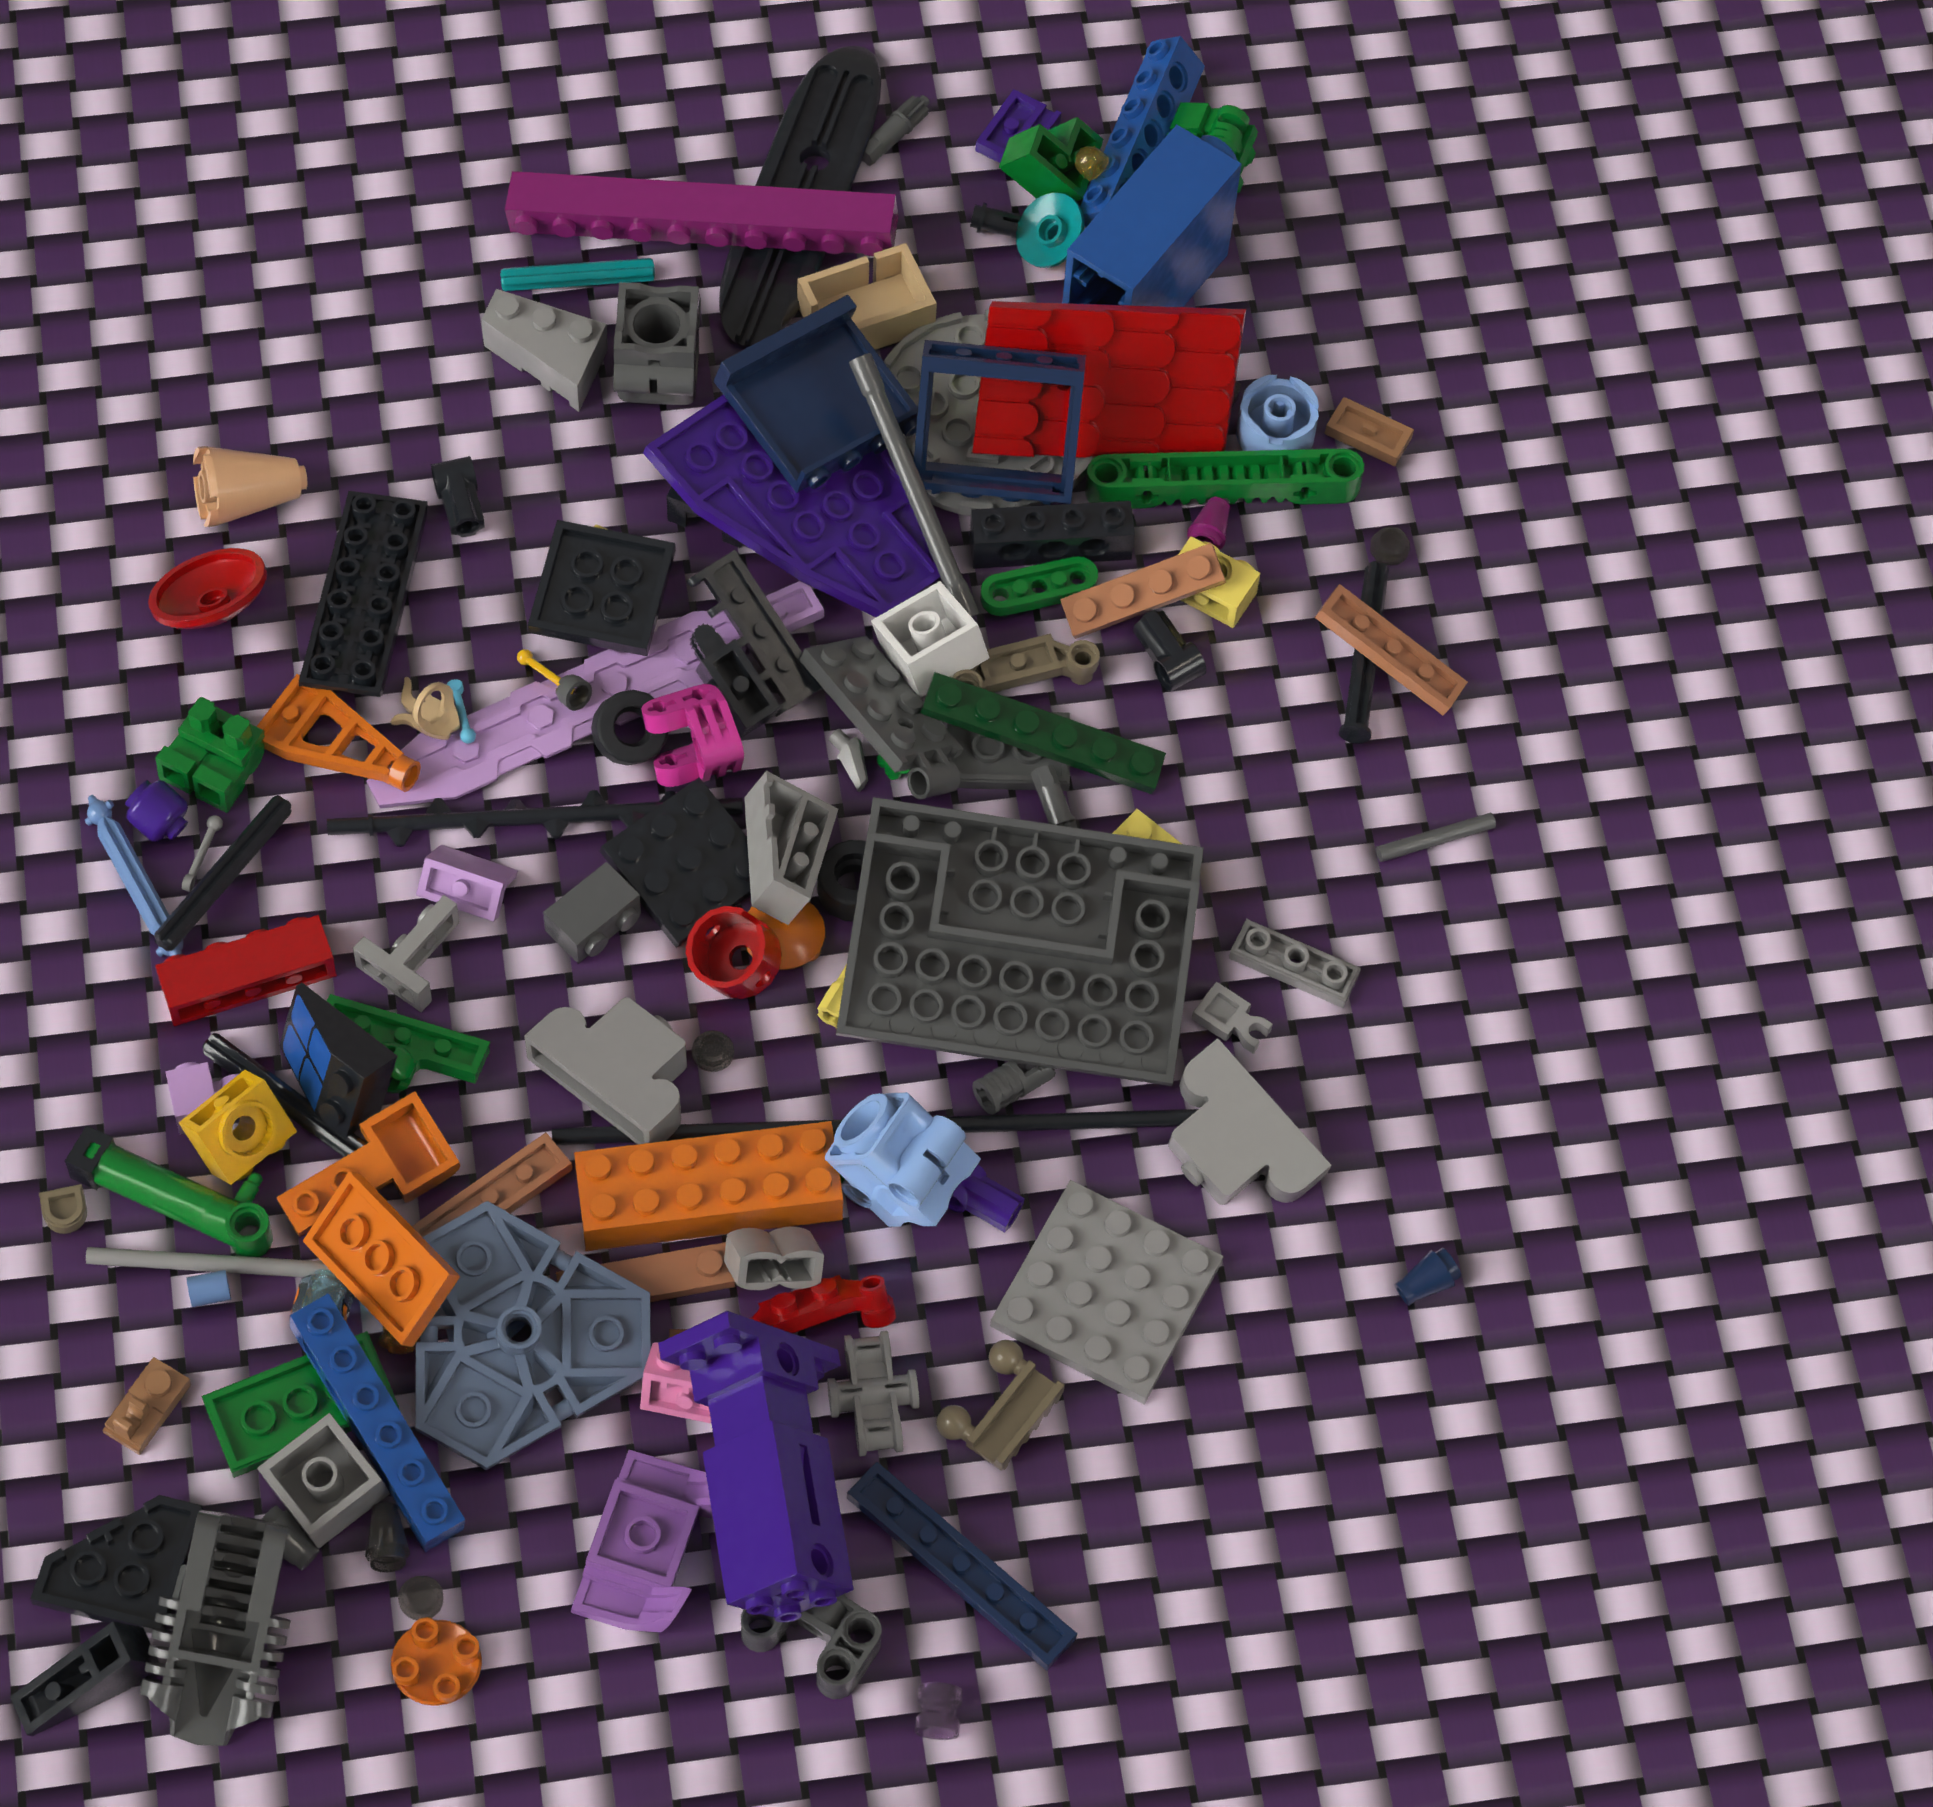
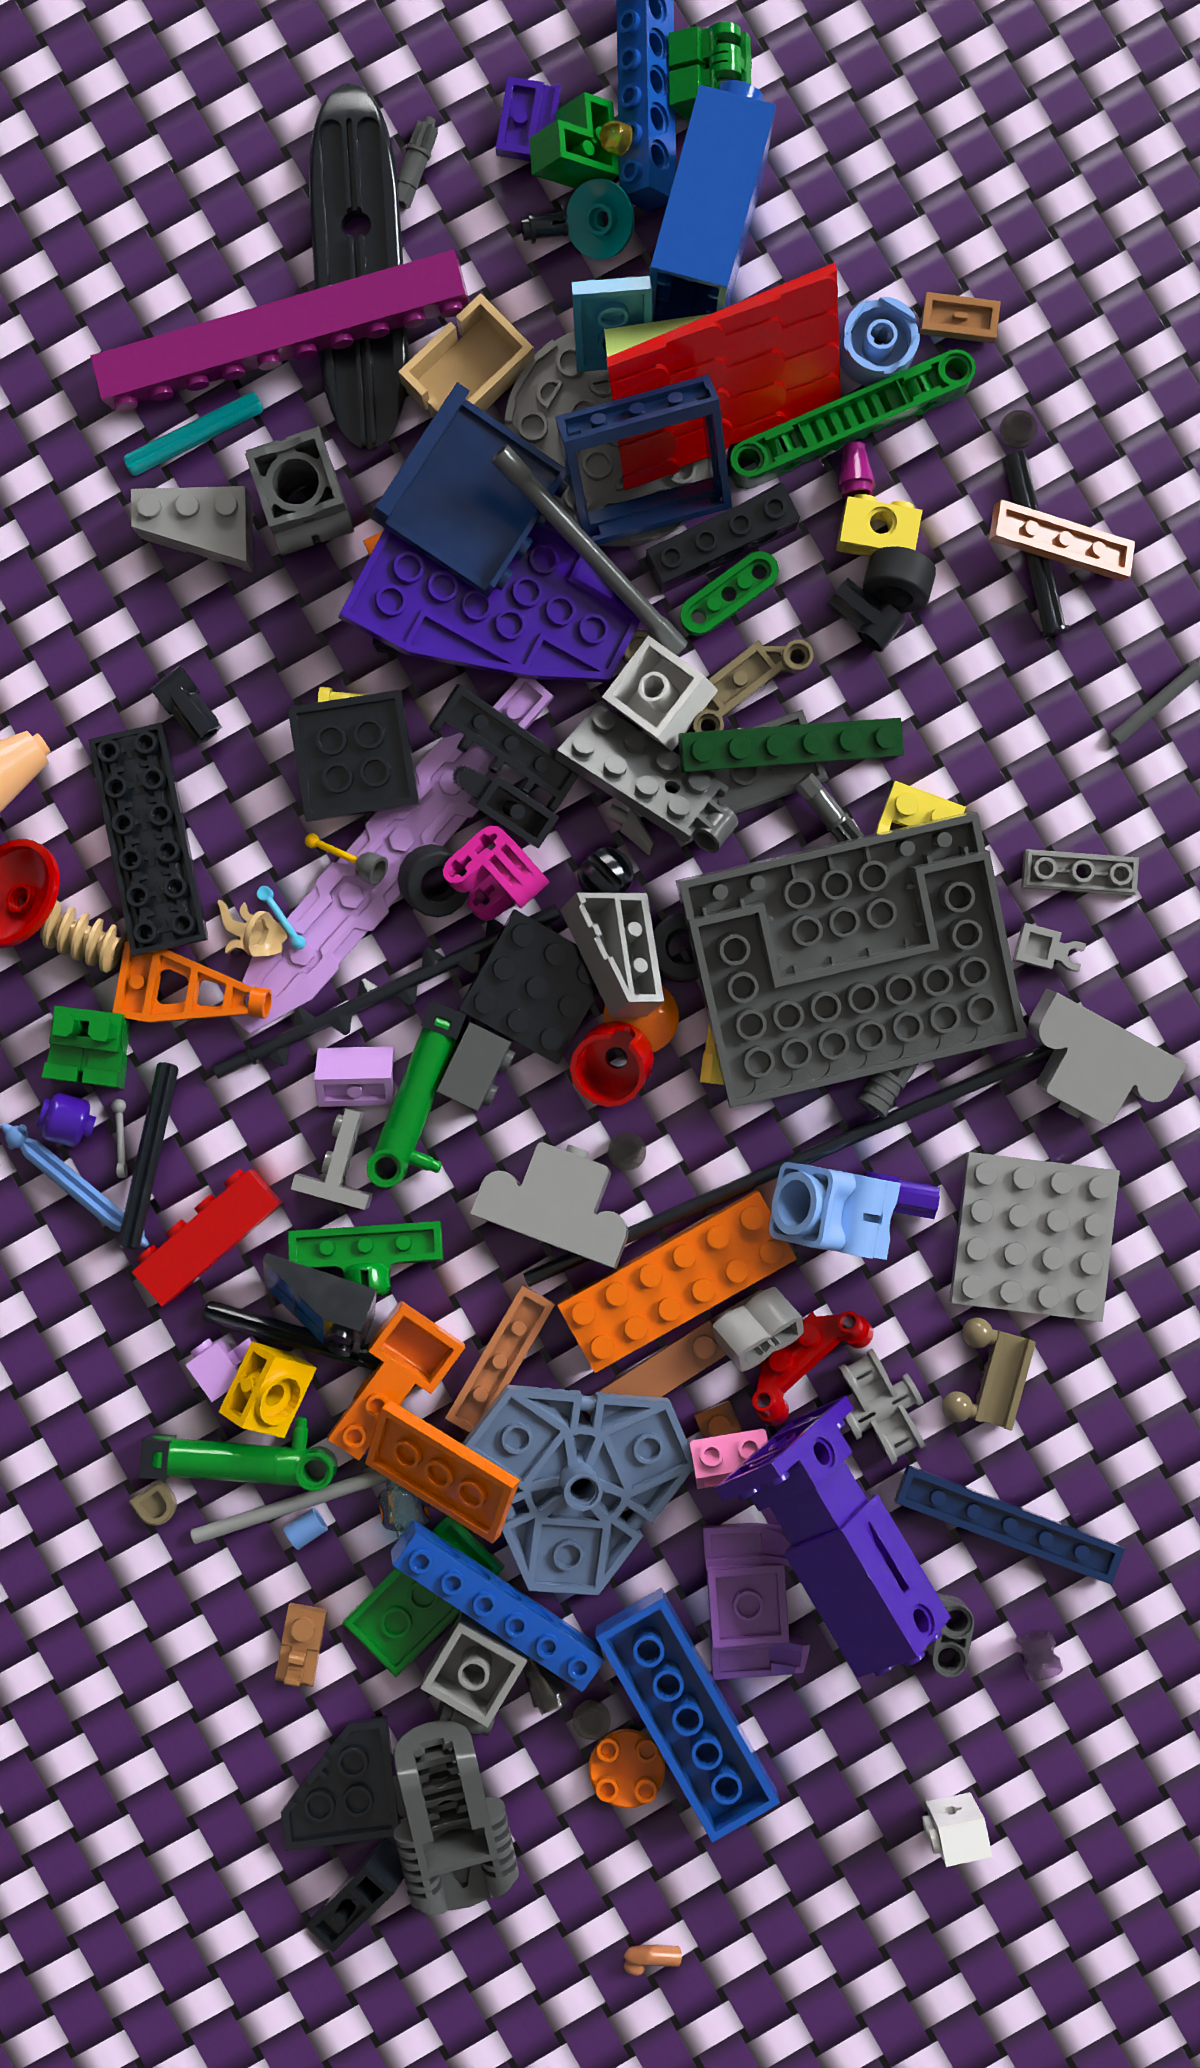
camera: 20 degrees left, 25 degrees up
(257, 655) = (82, 939): none -> tan piece
(516, 921) = (416, 1095): none -> green piece
(527, 1618) = (687, 1715): none -> blue brick
(809, 775) = (606, 872): none -> black piece
(1016, 277) = (605, 306): none -> dark azure plate
(1143, 590) = (826, 568): nougat plate -> none
(1216, 626) = (900, 578): none -> black tyre

